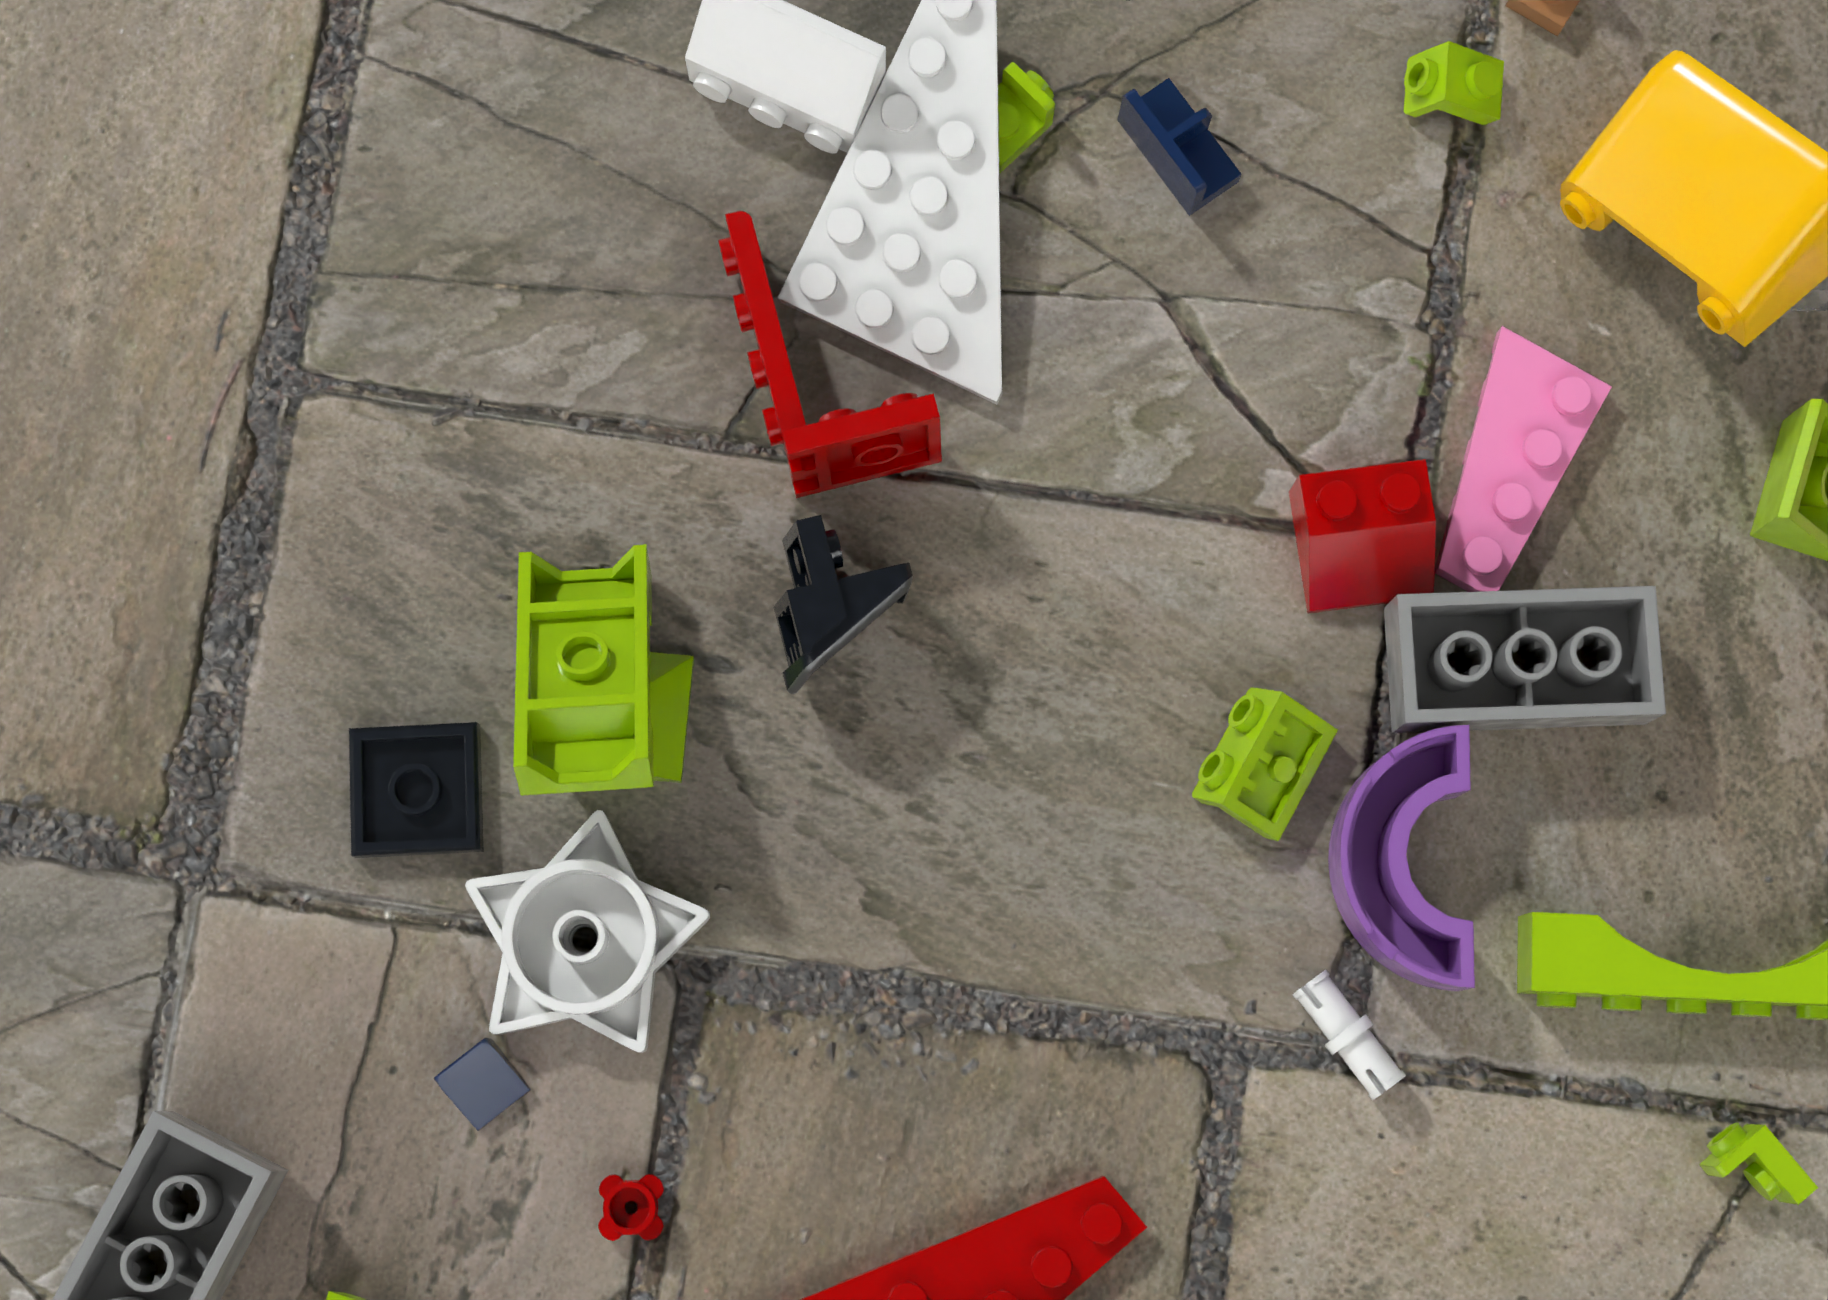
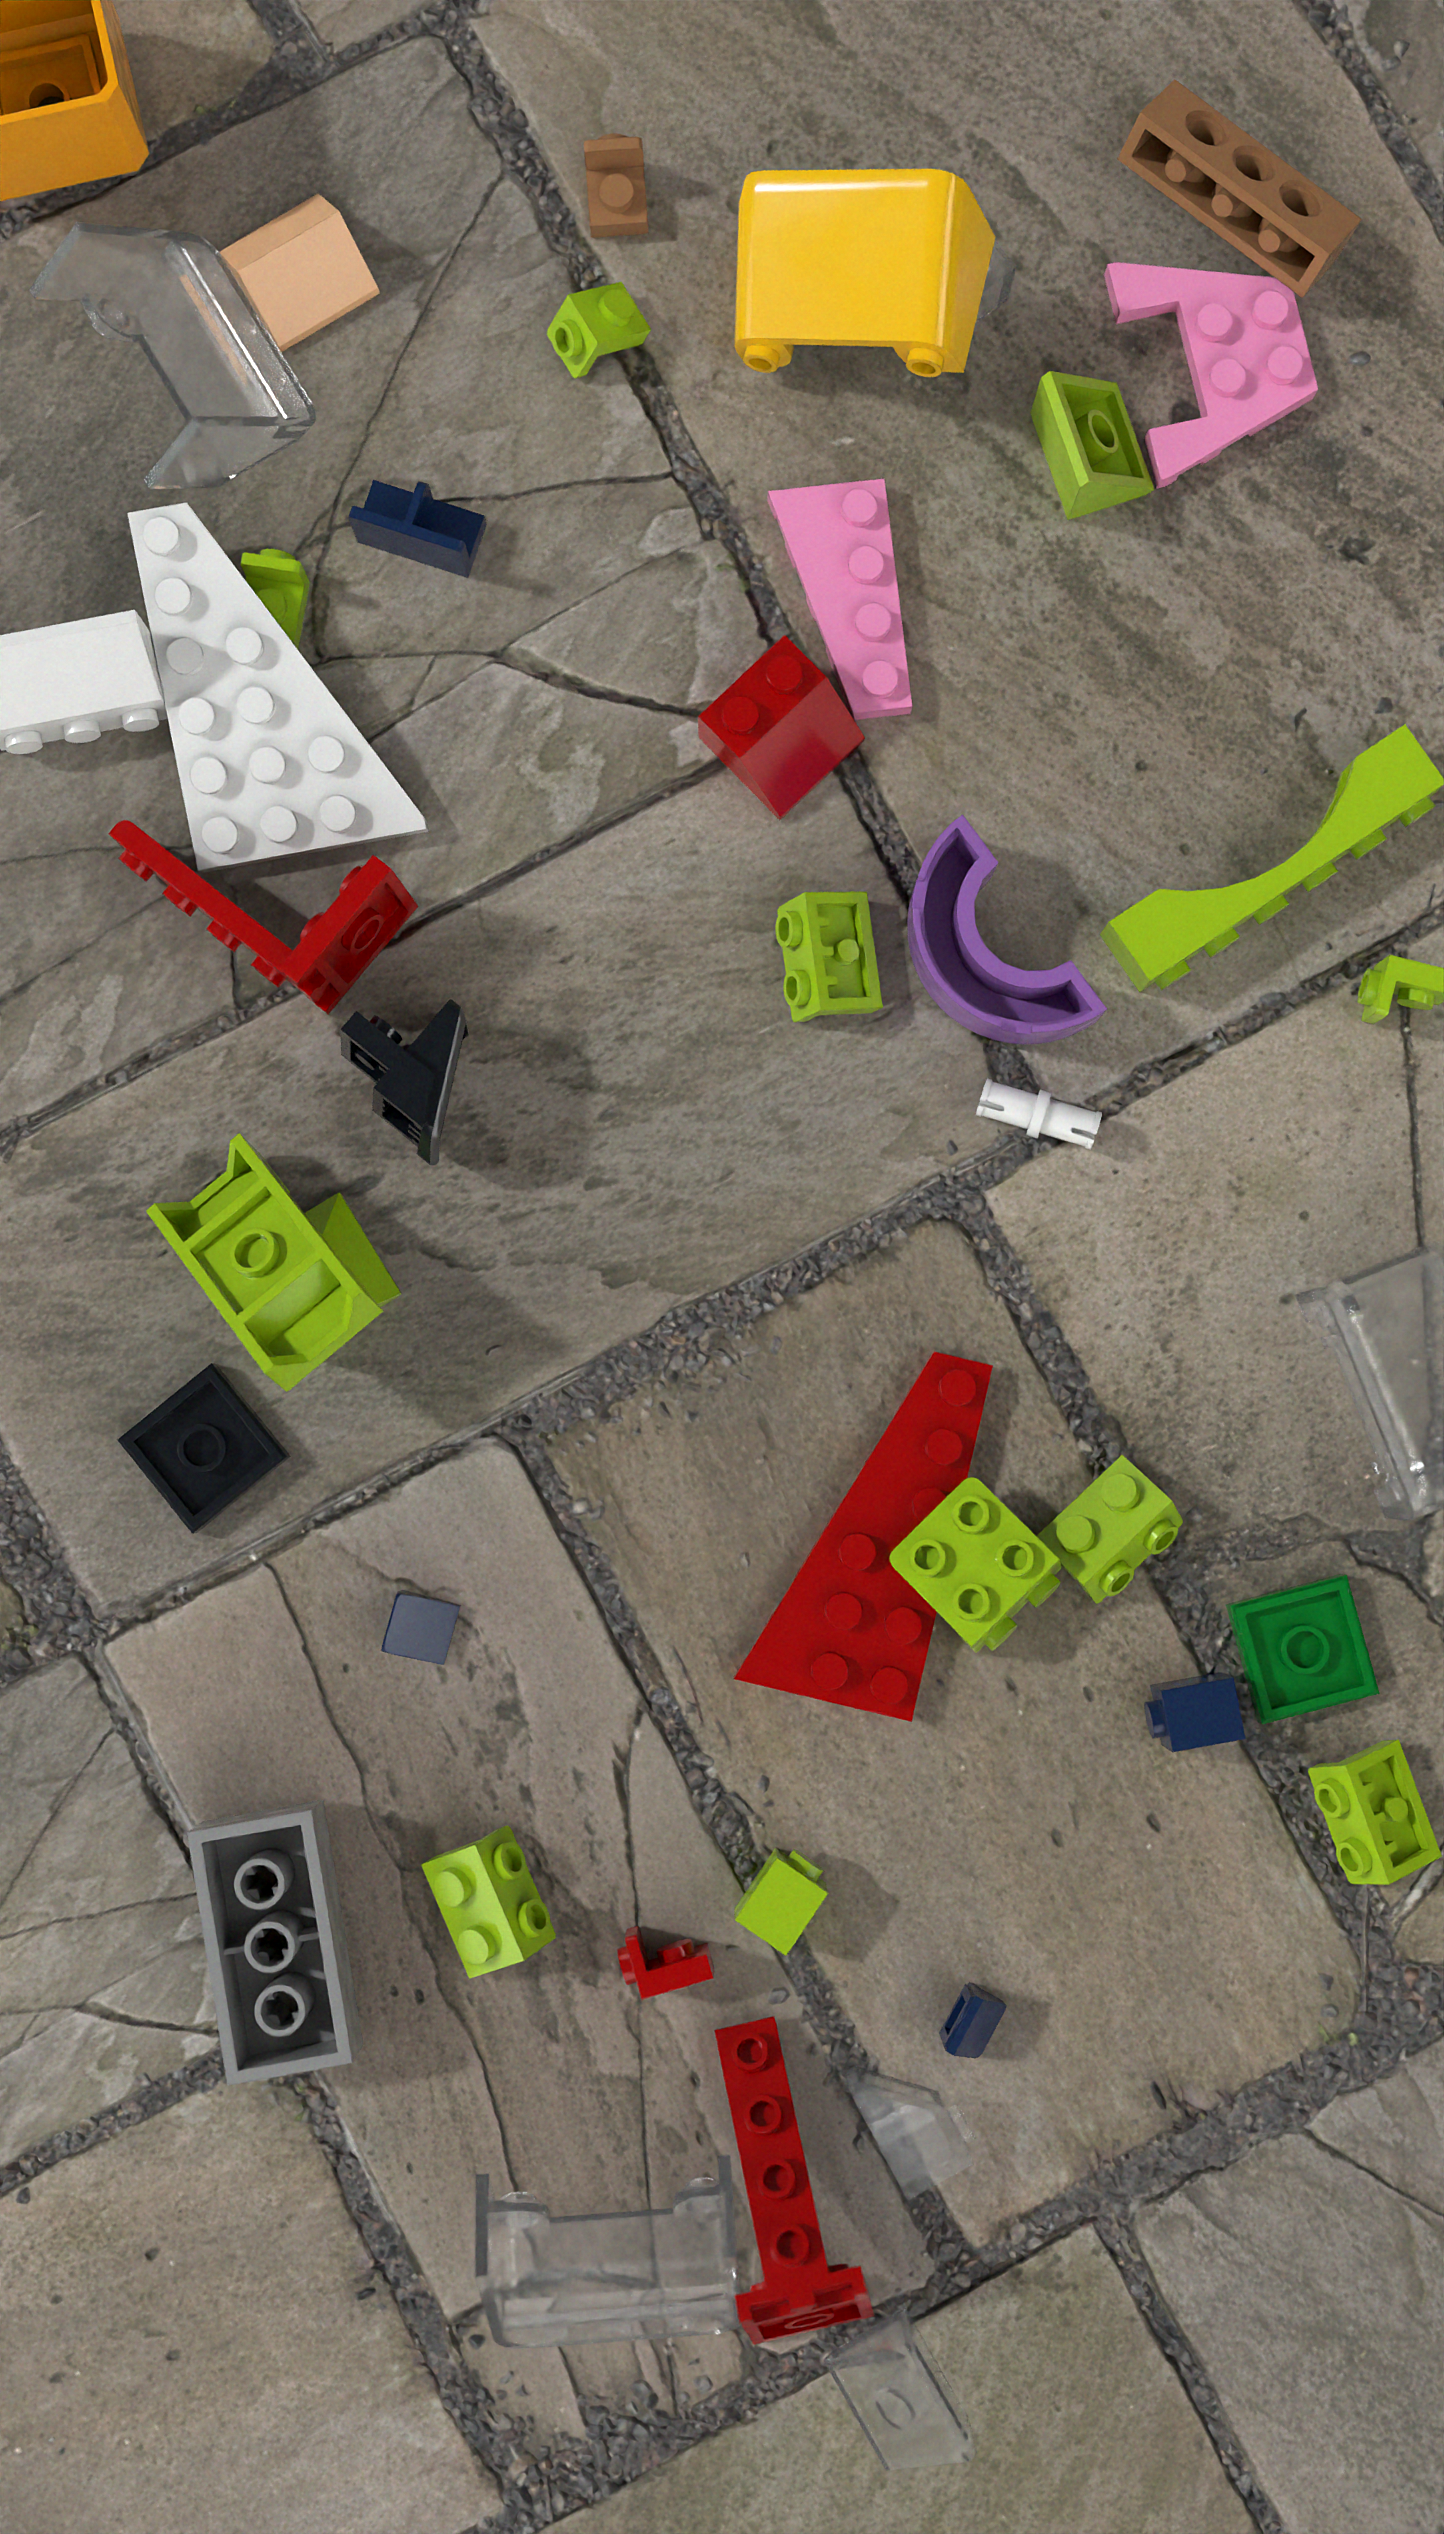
camera: 35 degrees left, 5 degrees up
(535, 923) = (369, 1473): white plate -> none
(616, 1195) = (598, 1652): red plate -> none
(1549, 627) = (967, 698): light grey brick -> none

